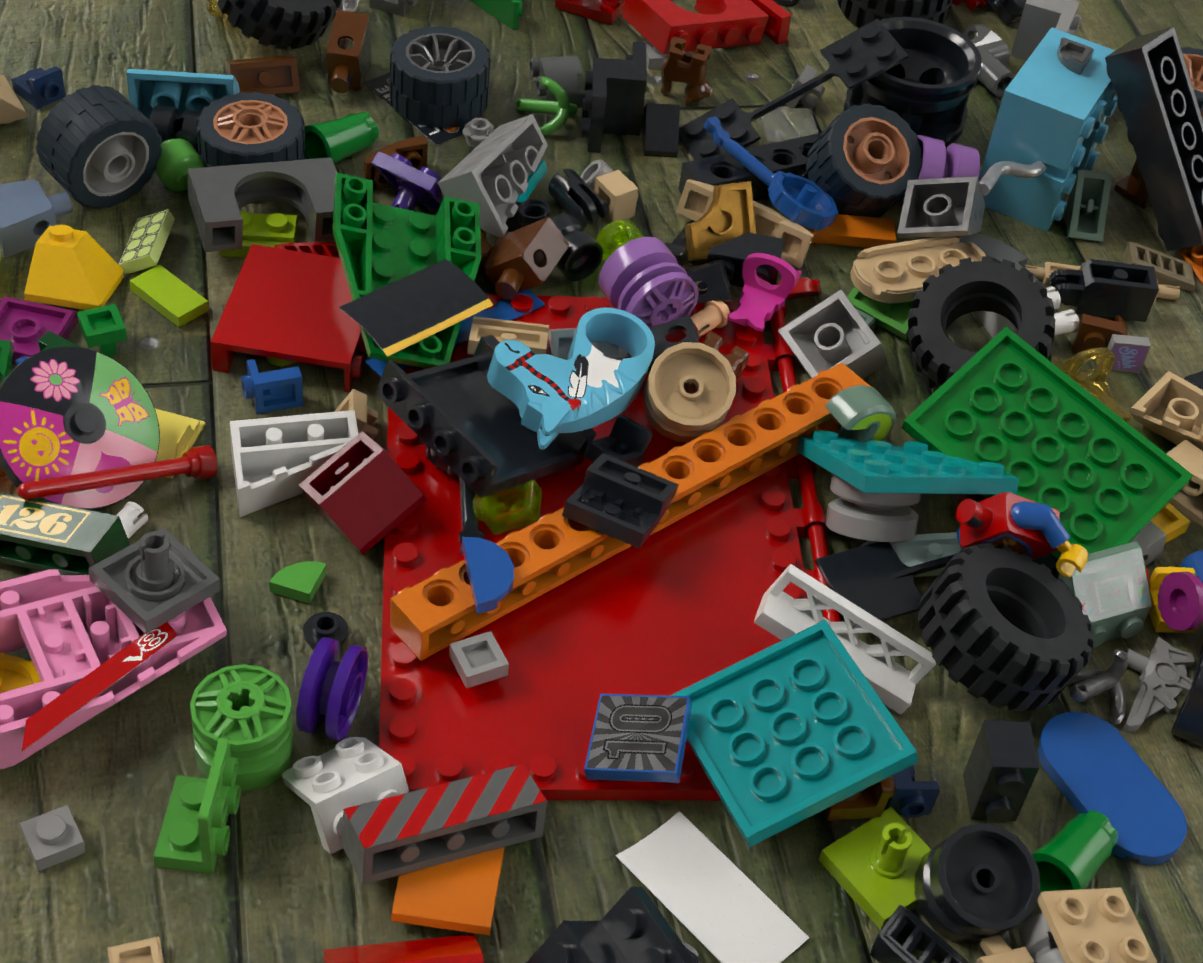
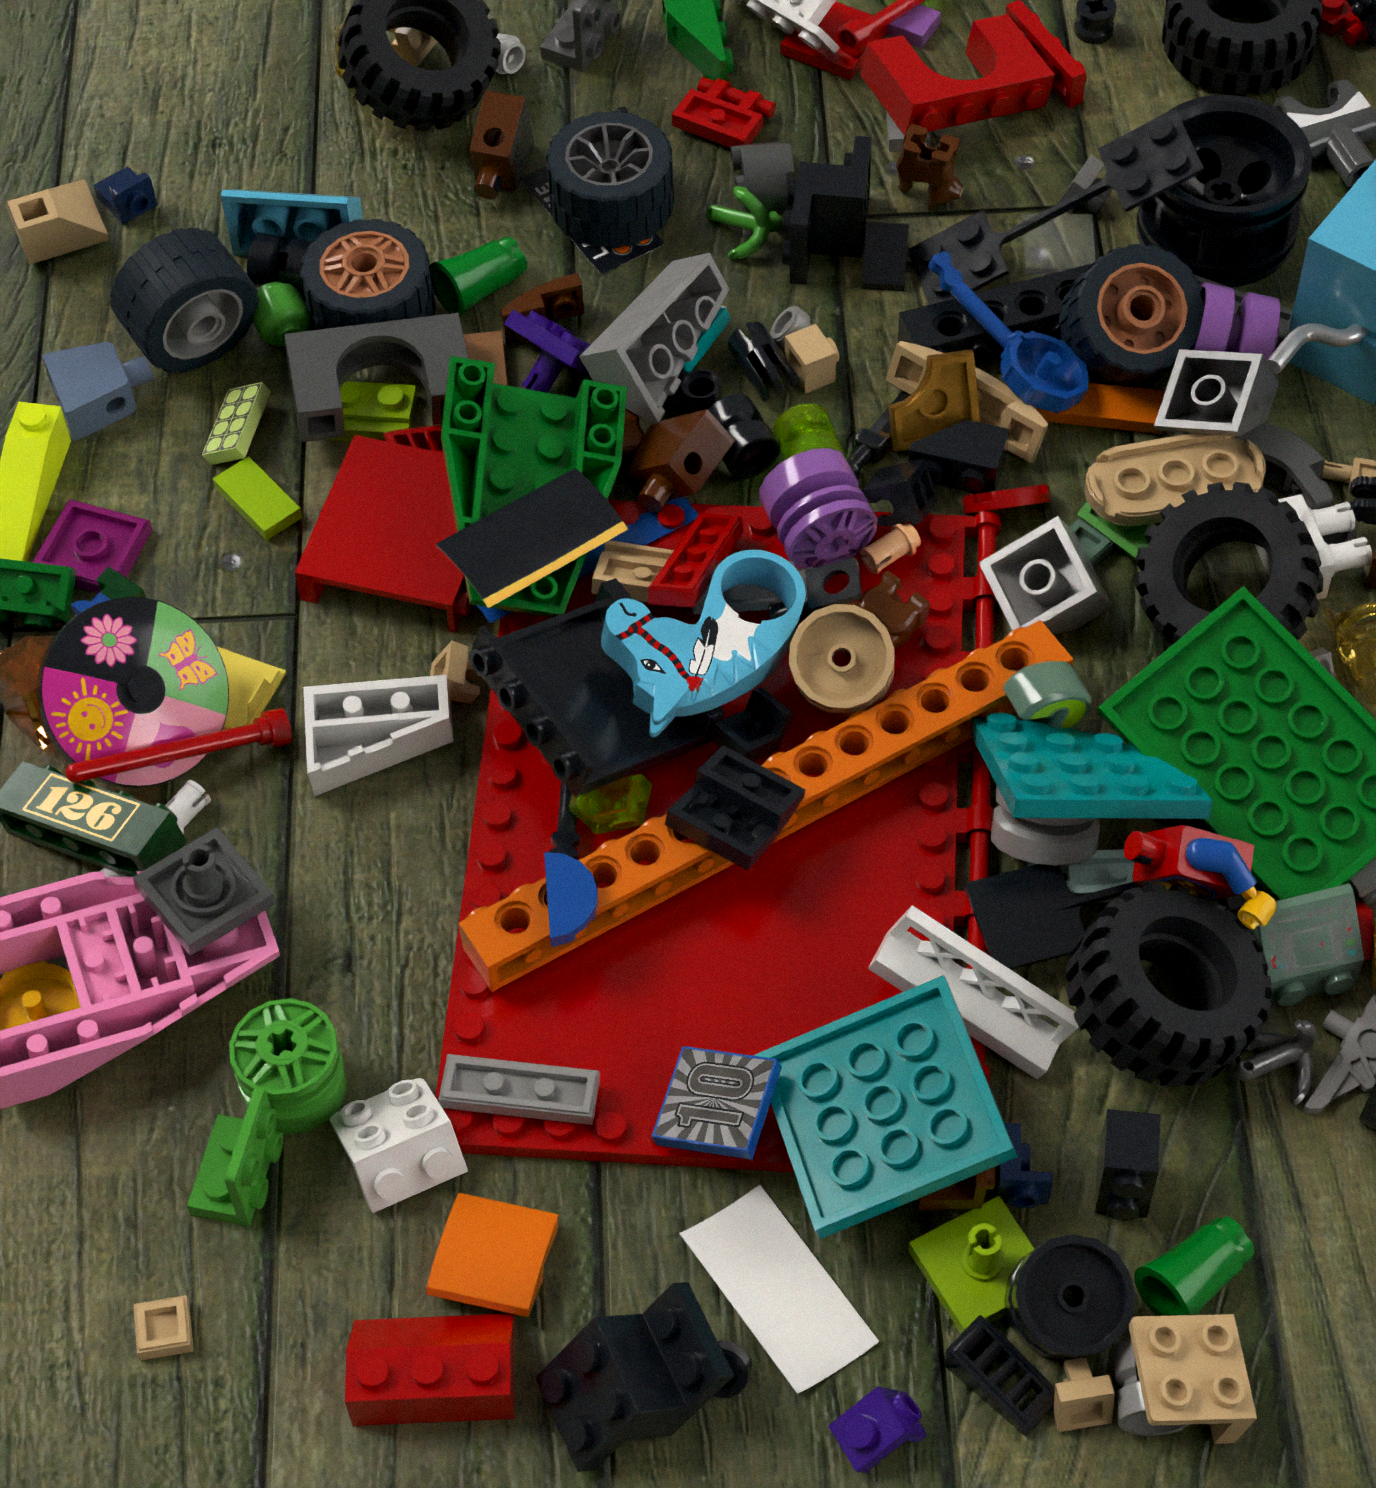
camera: 15 degrees right, 10 degrees up
(52, 838) = (86, 1177): light grey plate -> none
(71, 270) = (146, 468): yellow slope -> none
(95, 683) = (135, 1011): red sticker -> none
(102, 328) = (176, 547): green tile -> none
(265, 74) = (394, 174): reddish brown tile -> none
(272, 389) = (363, 633): blue bracket -> none
(299, 580) = (371, 882): bright green tile -> none
(325, 625) = (393, 959): black plate -> none
(332, 689) = (387, 1026): dark purple wheel -> none
(362, 492) = (447, 780): dark red slope -> none
(442, 823) = (491, 1190): dark grey brick -> none
(457, 737) = (519, 1089): none -> light grey tile
(477, 131) = (653, 257): light grey plate -> none
(478, 659) = (553, 996): light grey plate -> none
(518, 40) = (722, 112): none -> red plate
(555, 323) = (695, 560): none -> red tile
(759, 297) = (964, 512): dark pink hair -> none
(1106, 775) = (1268, 1183): blue tile -> none

